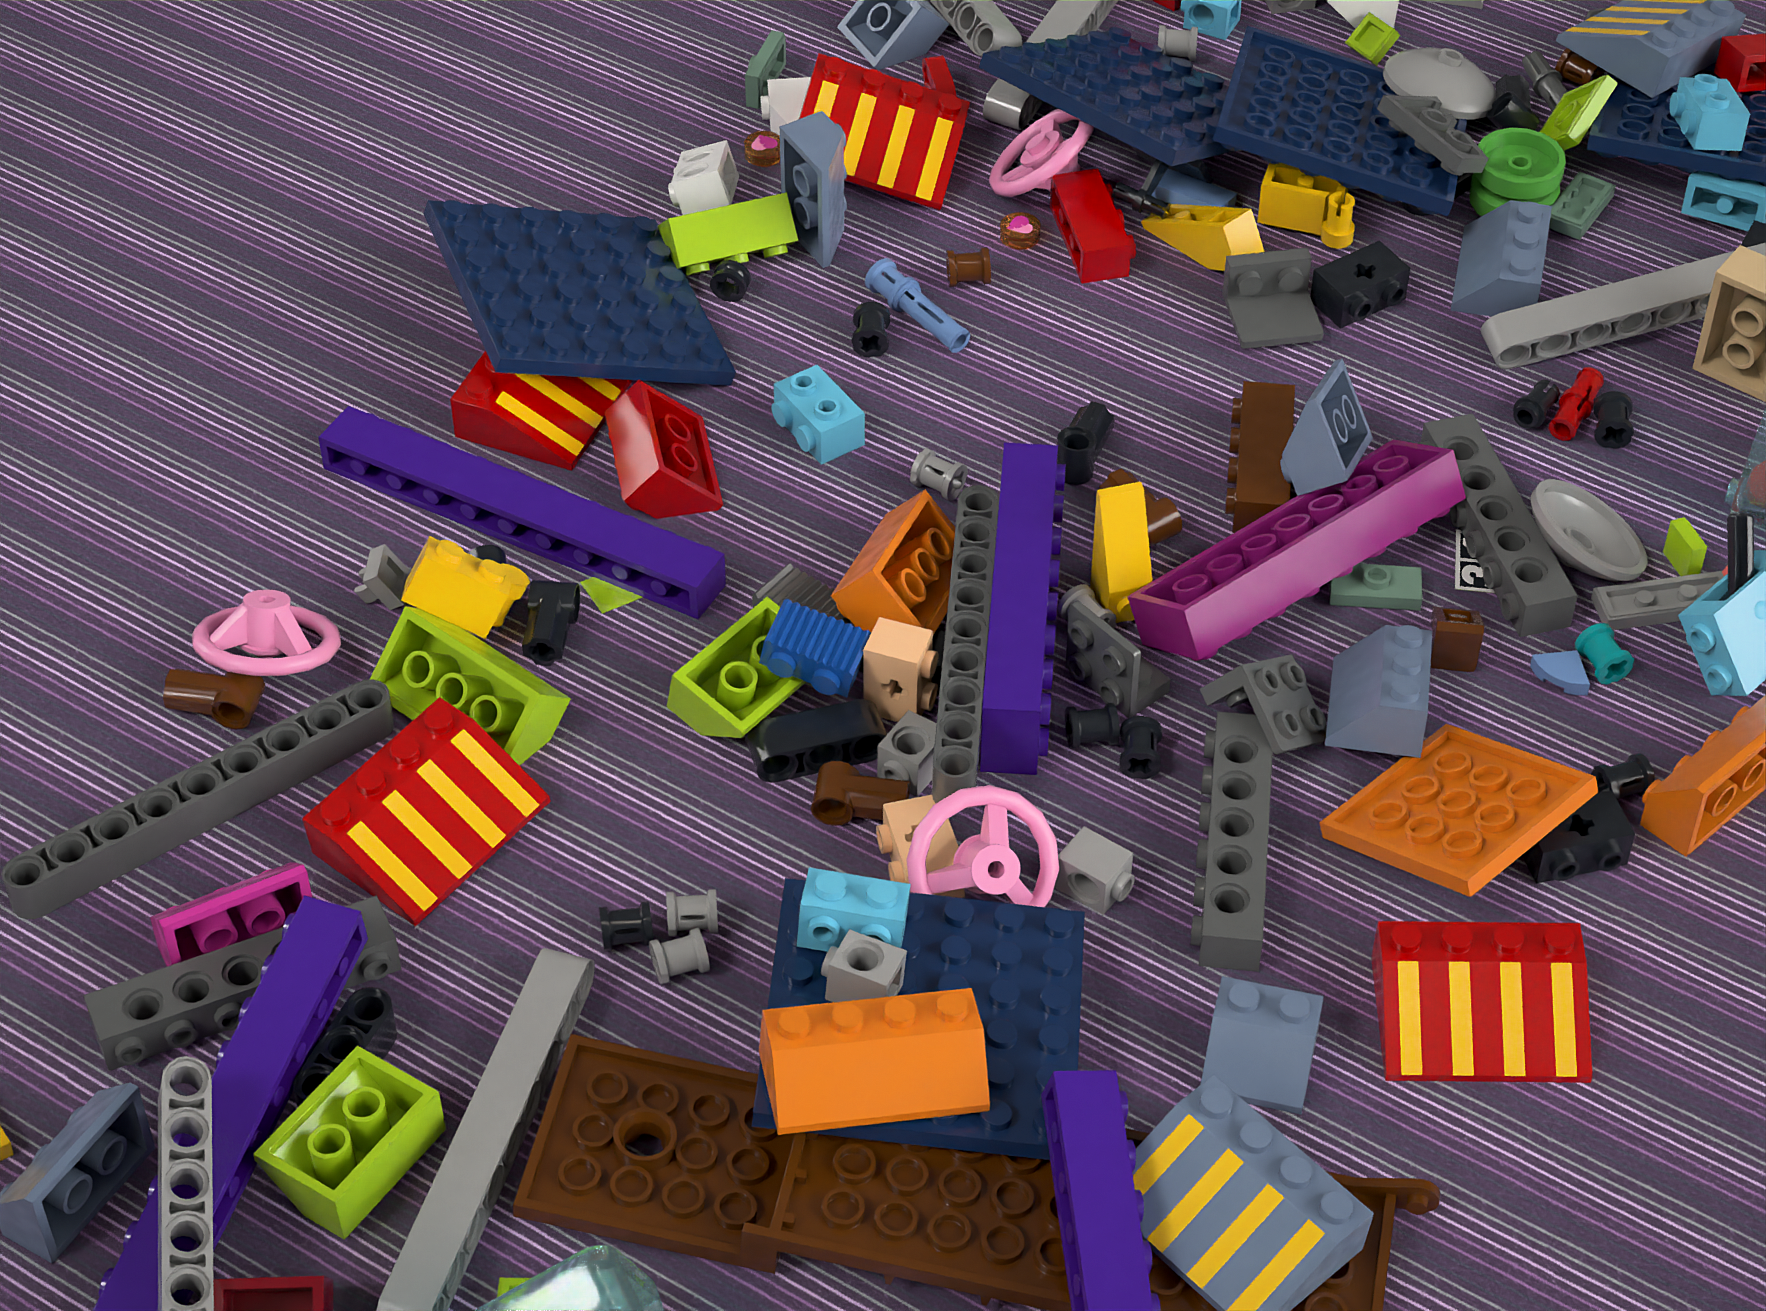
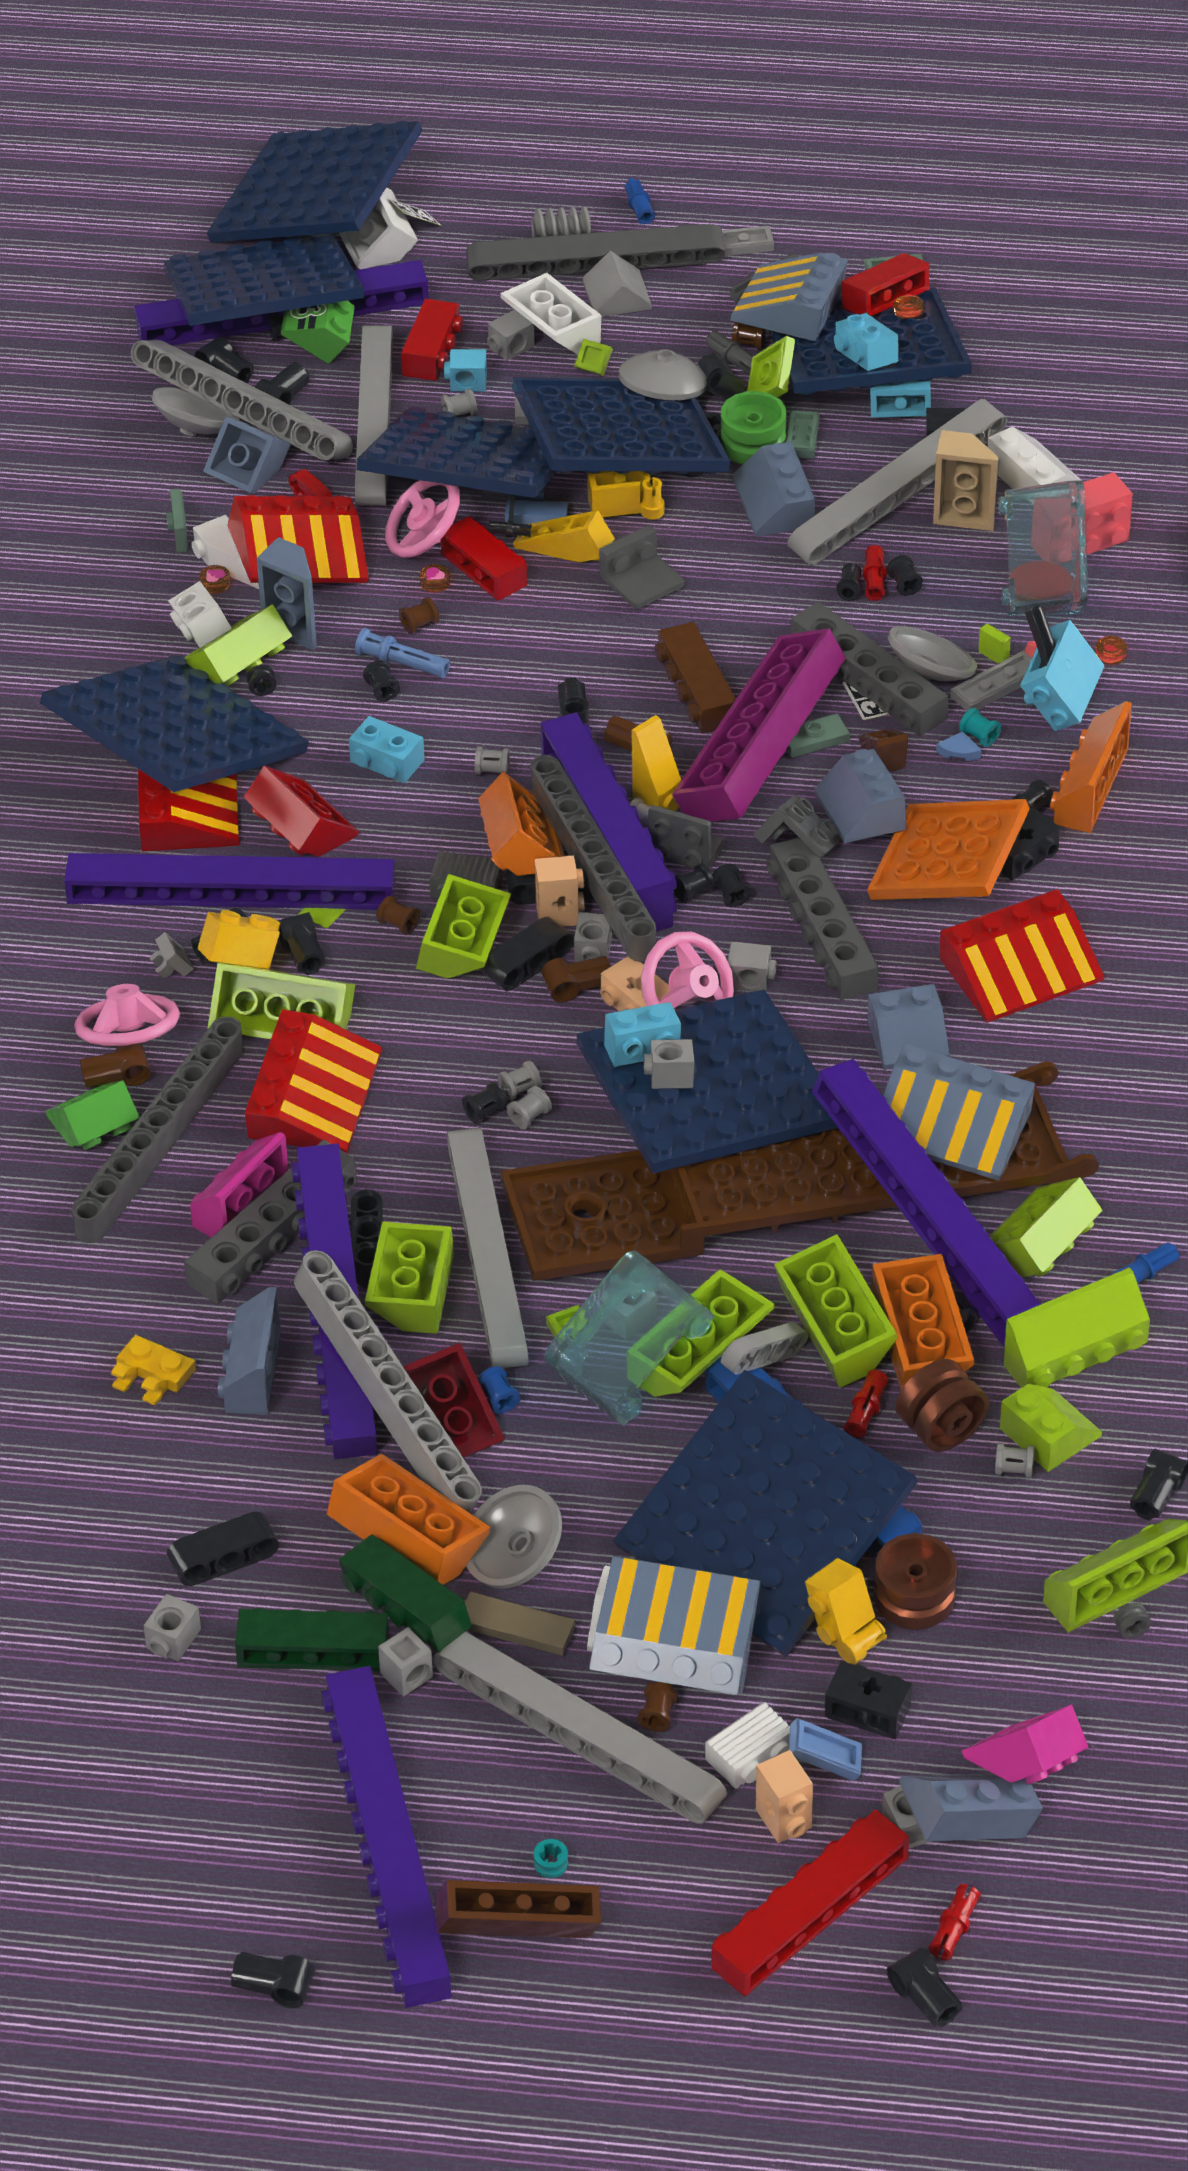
camera: 25 degrees left, 0 degrees up
(138, 747) = (94, 1114): none -> bright green slope
(689, 626) = (398, 915): none -> reddish brown bush
(814, 648) = (503, 893): blue brick -> none
(874, 1060) = (709, 1106): orange slope -> none
(1327, 435) = (737, 648): sand blue slope -> none
(1360, 284) = (690, 538): black brick -> none
(1434, 132) = (668, 407): dark grey wing -> none

